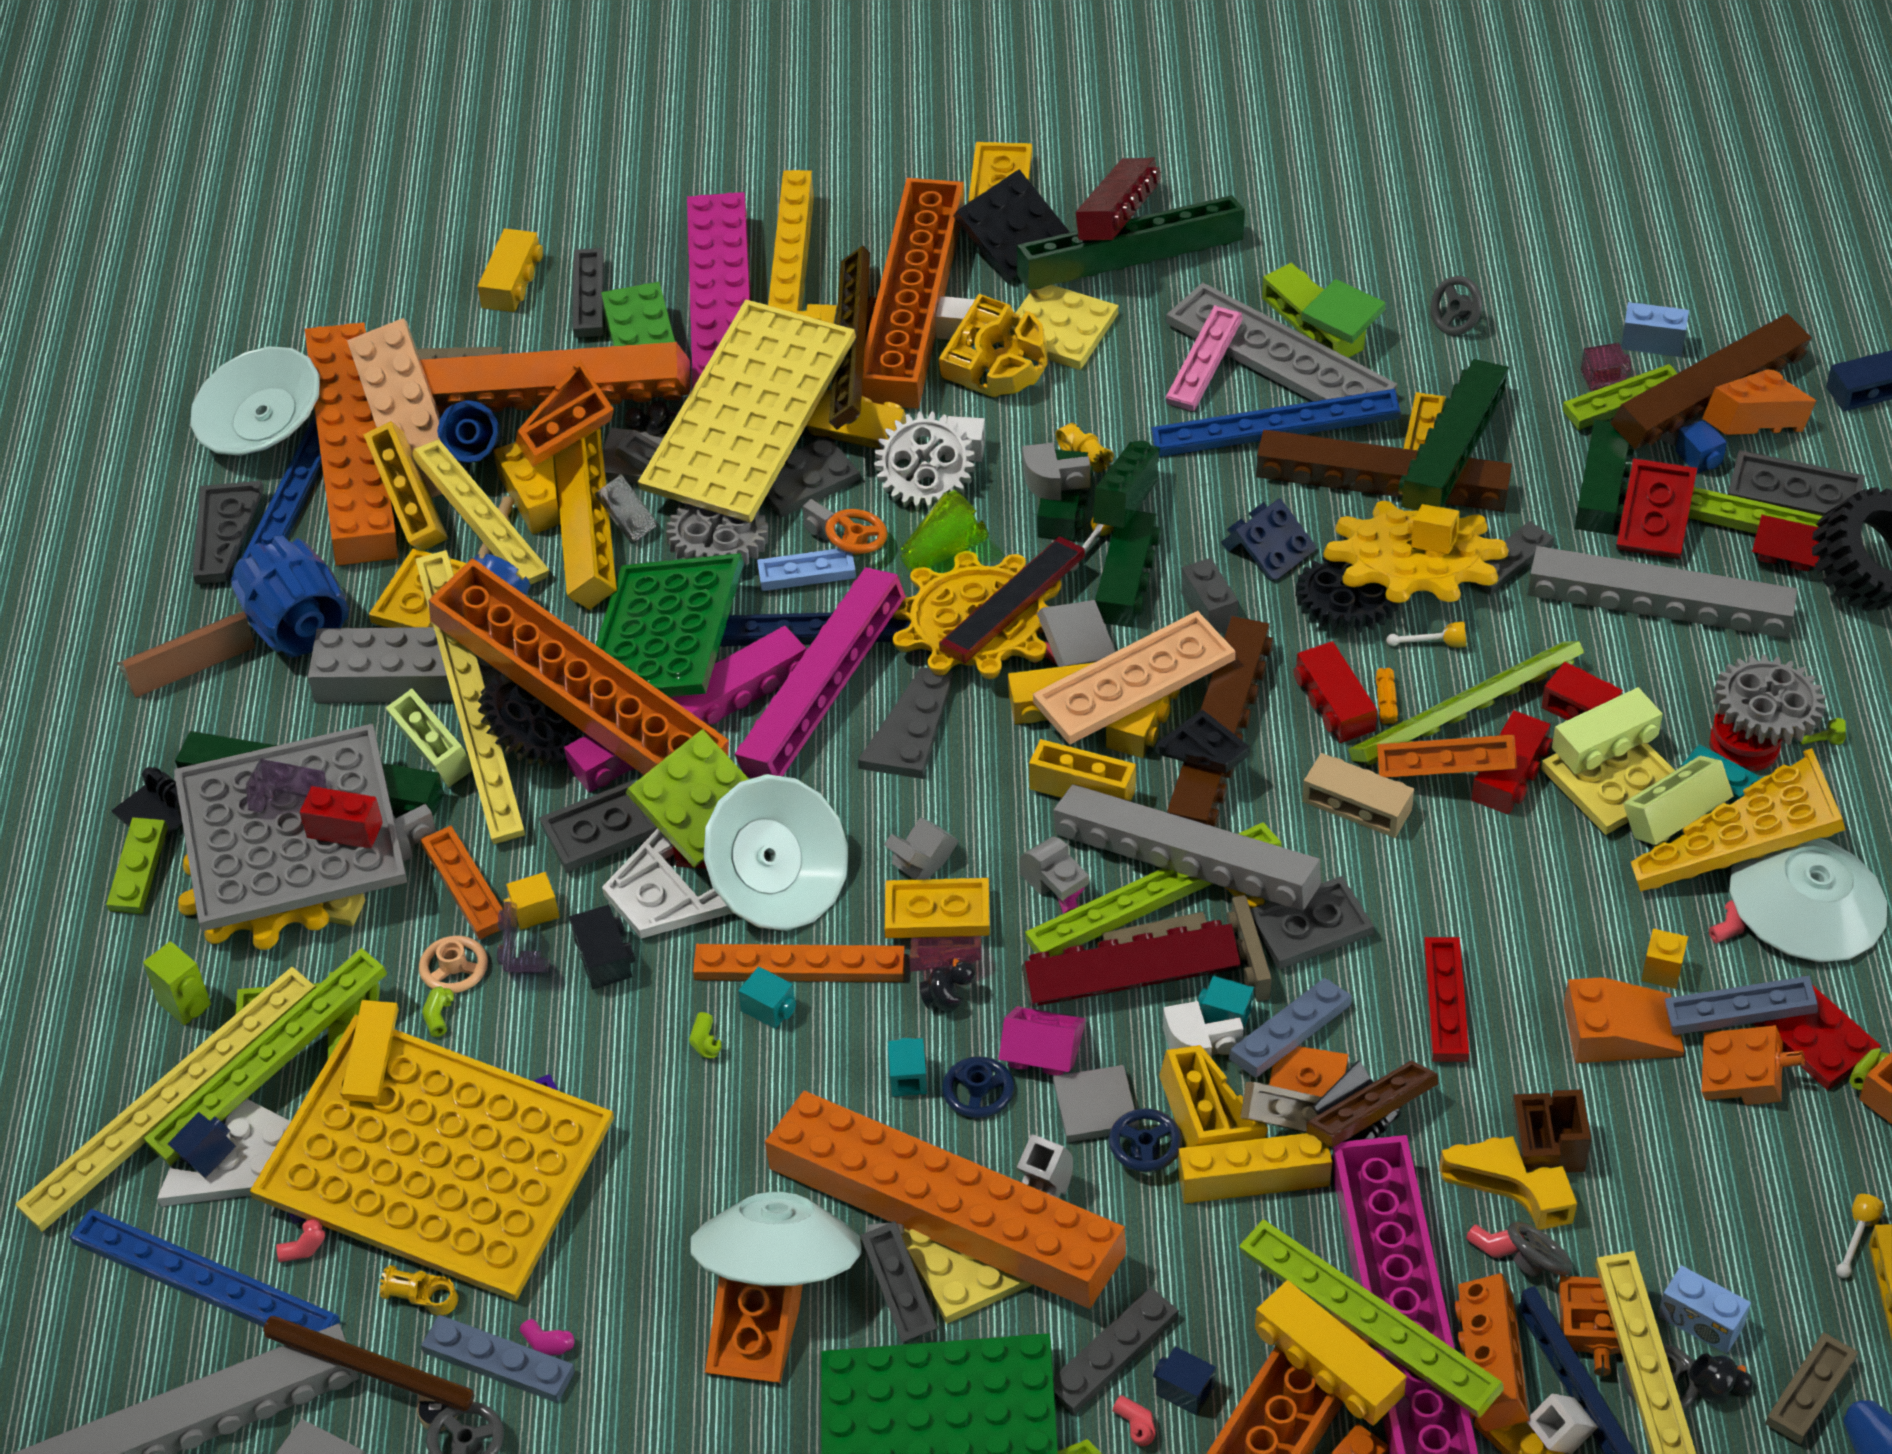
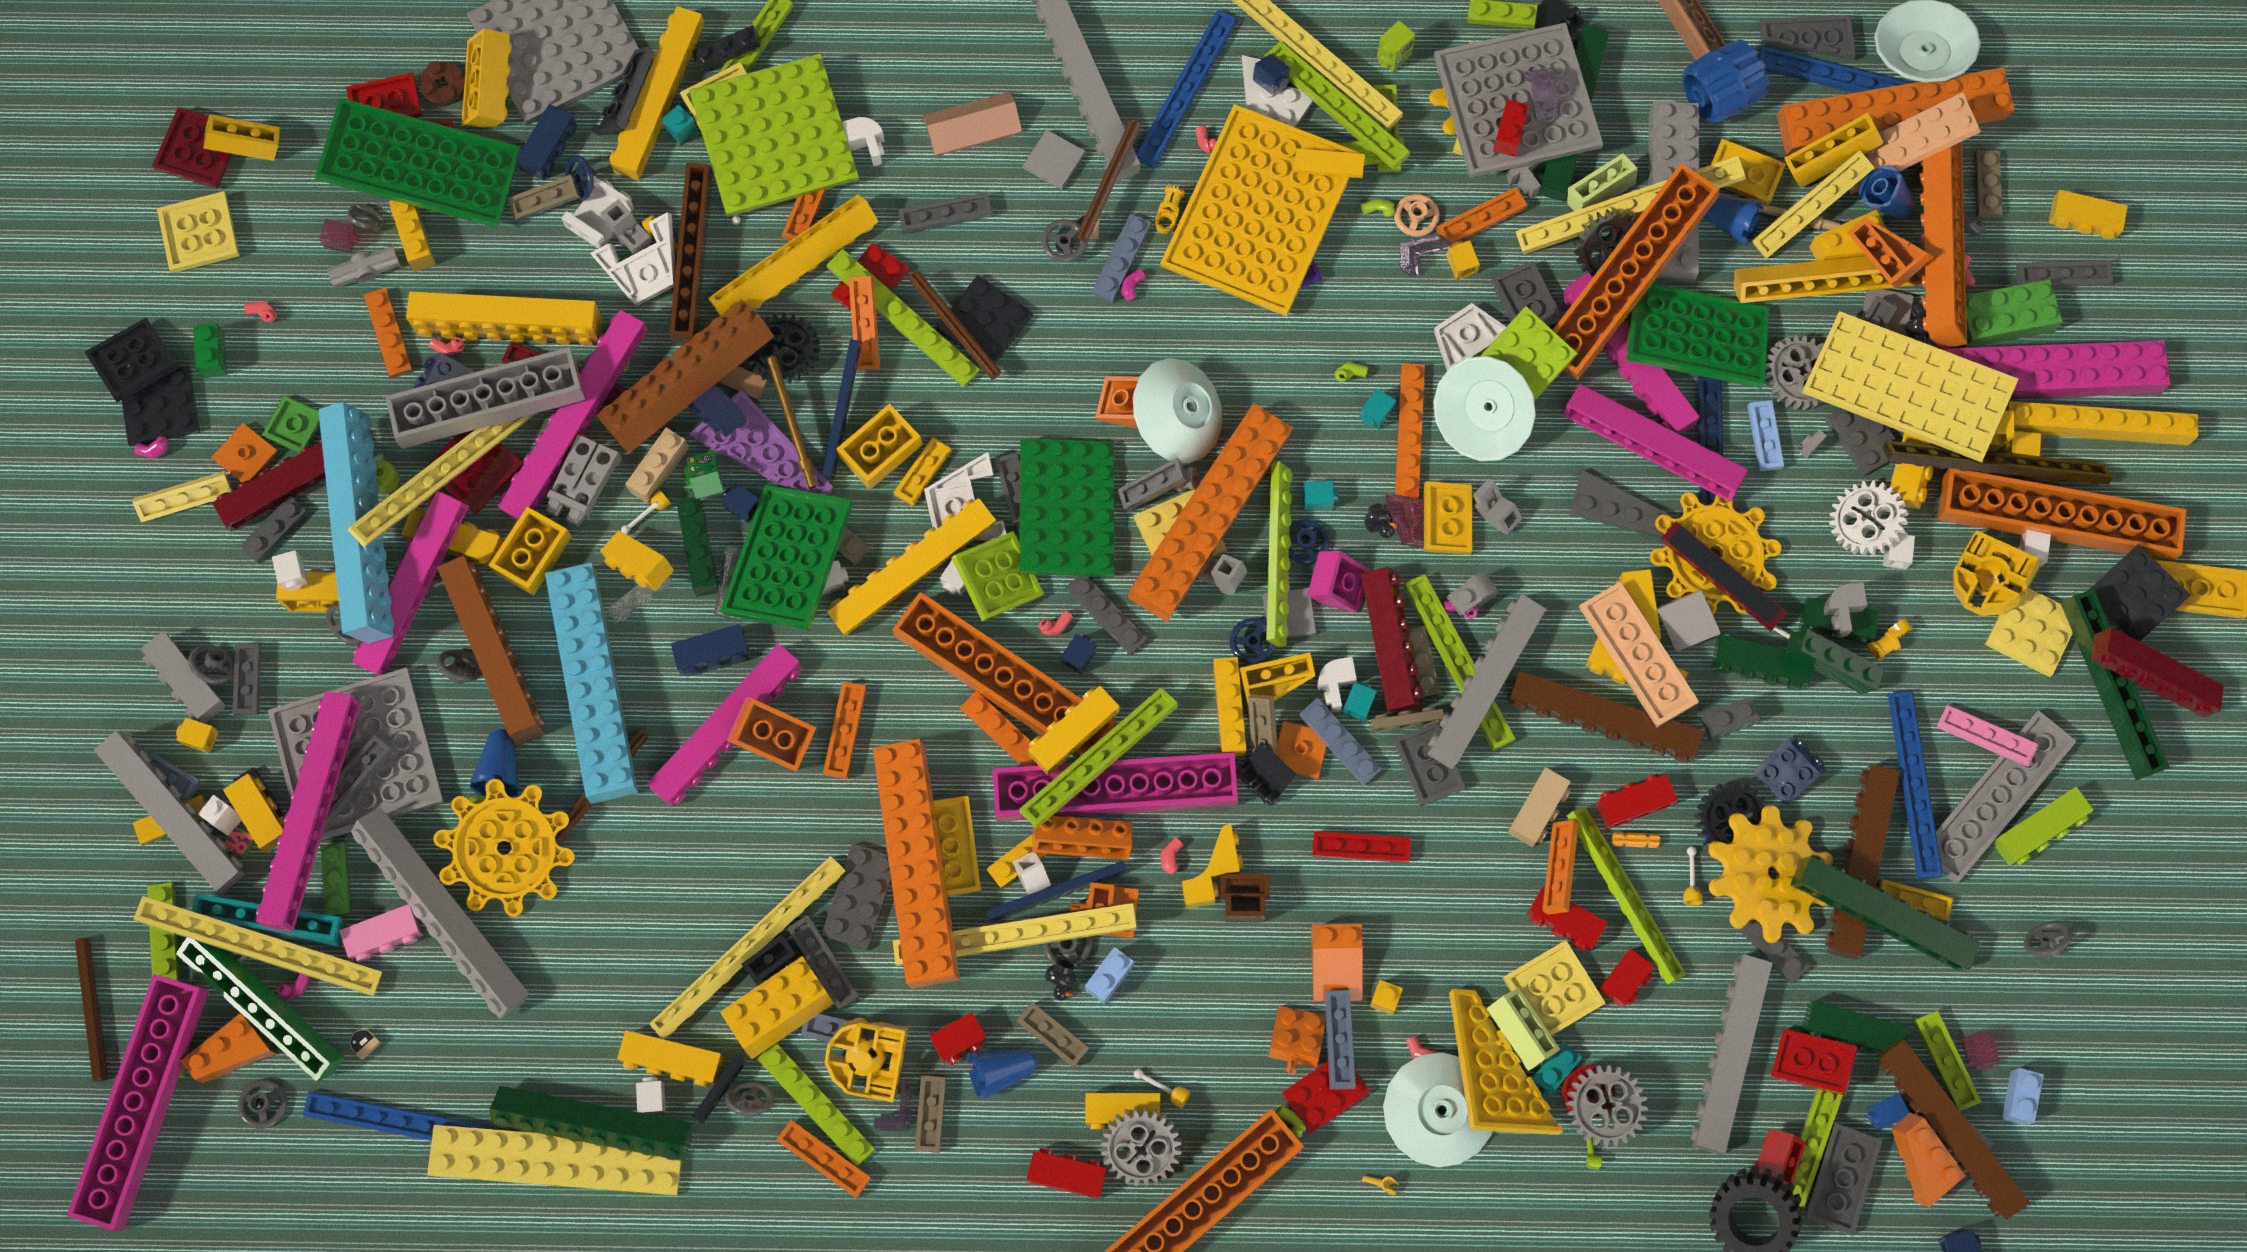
camera: 90 degrees right, 25 degrees up
(601, 946) = (1420, 303): black brick -> none
(626, 509) = (1821, 307): clear smoke plate -> none
(855, 534) = (1792, 475): orange piece -> none
(943, 532) = (1794, 531): clear neon green cone -> none
(1020, 1105) = (1279, 554): none -> lime plate
(1058, 766) = (1556, 617): yellow brick -> none
(1204, 744) = (1574, 698): black wing -> none
(1343, 311) = (2031, 844): bright green tile -> none
(1372, 1103) = (1266, 782): reddish brown tile -> none
(1434, 528) = (1776, 881): yellow brick -> none
(1539, 1252) = (1155, 877): dark grey piece -> none
(1607, 731) = (1583, 986): yellowish green brick -> none

